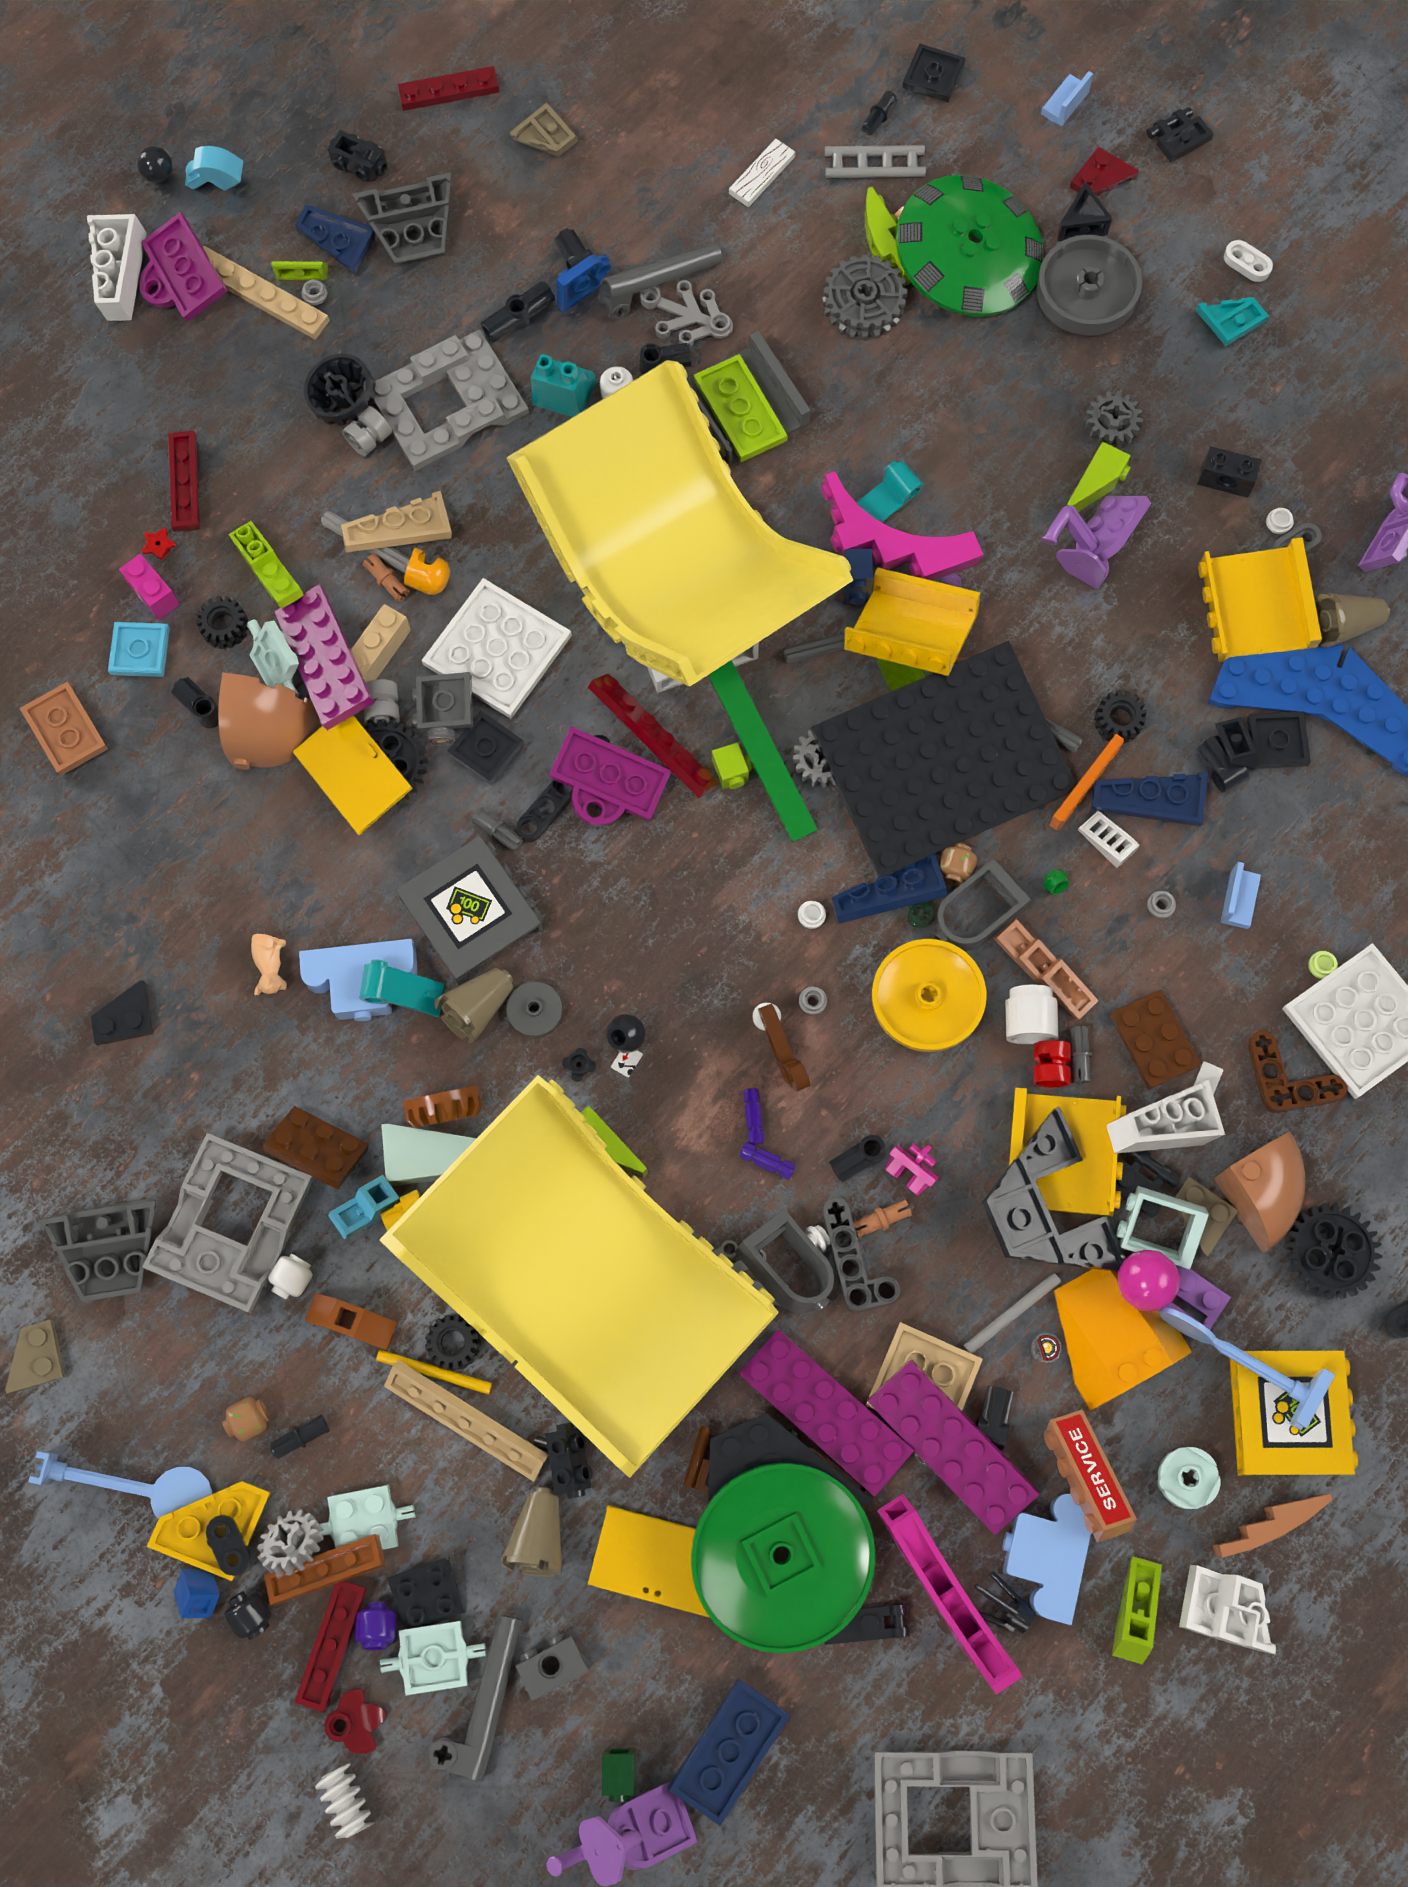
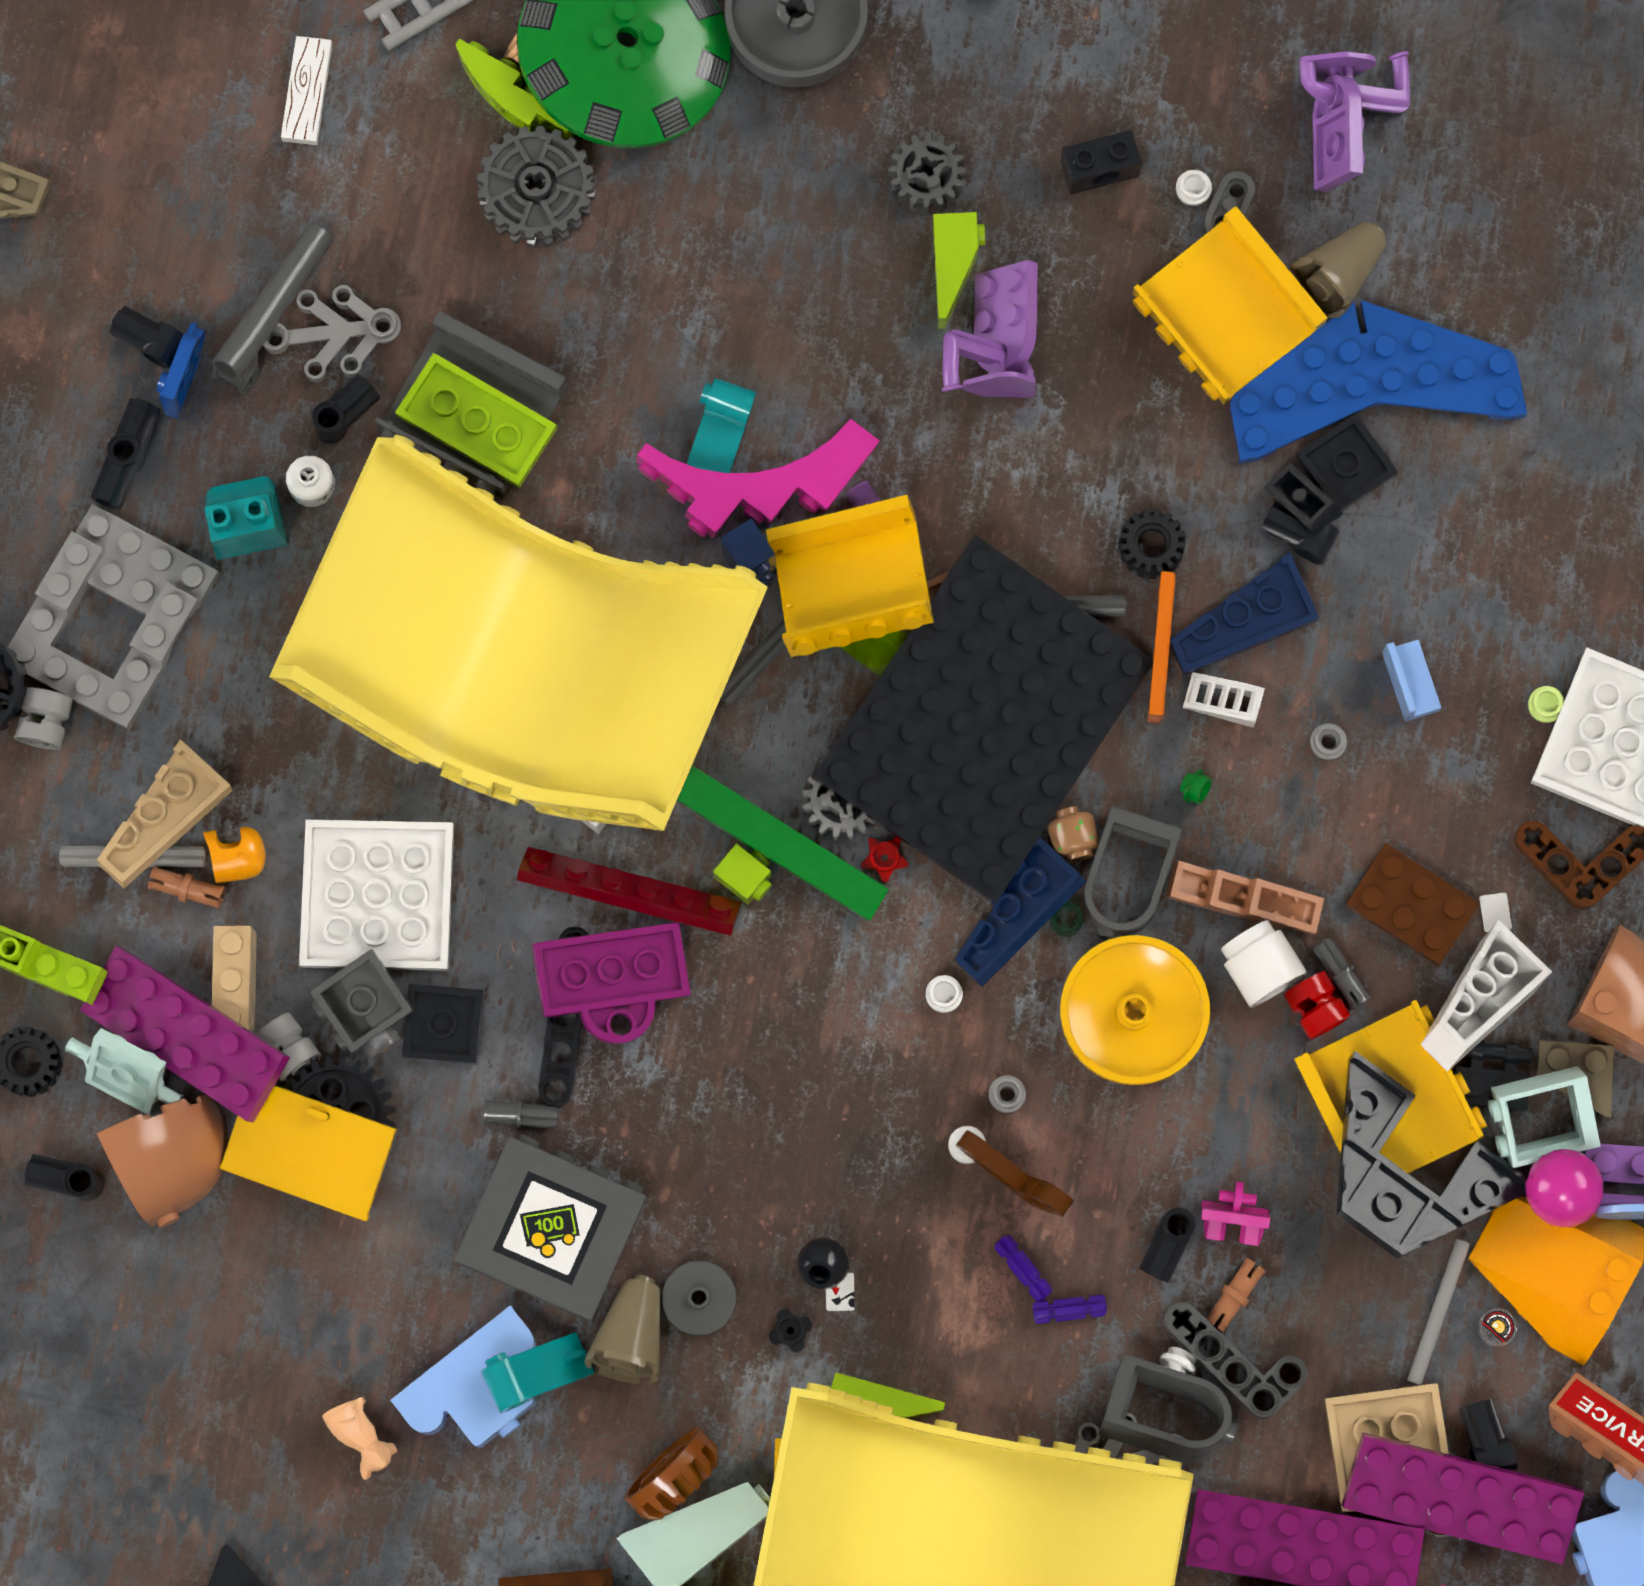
camera: 30 degrees left, 5 degrees up
(834, 807) = (891, 850): none -> red plate

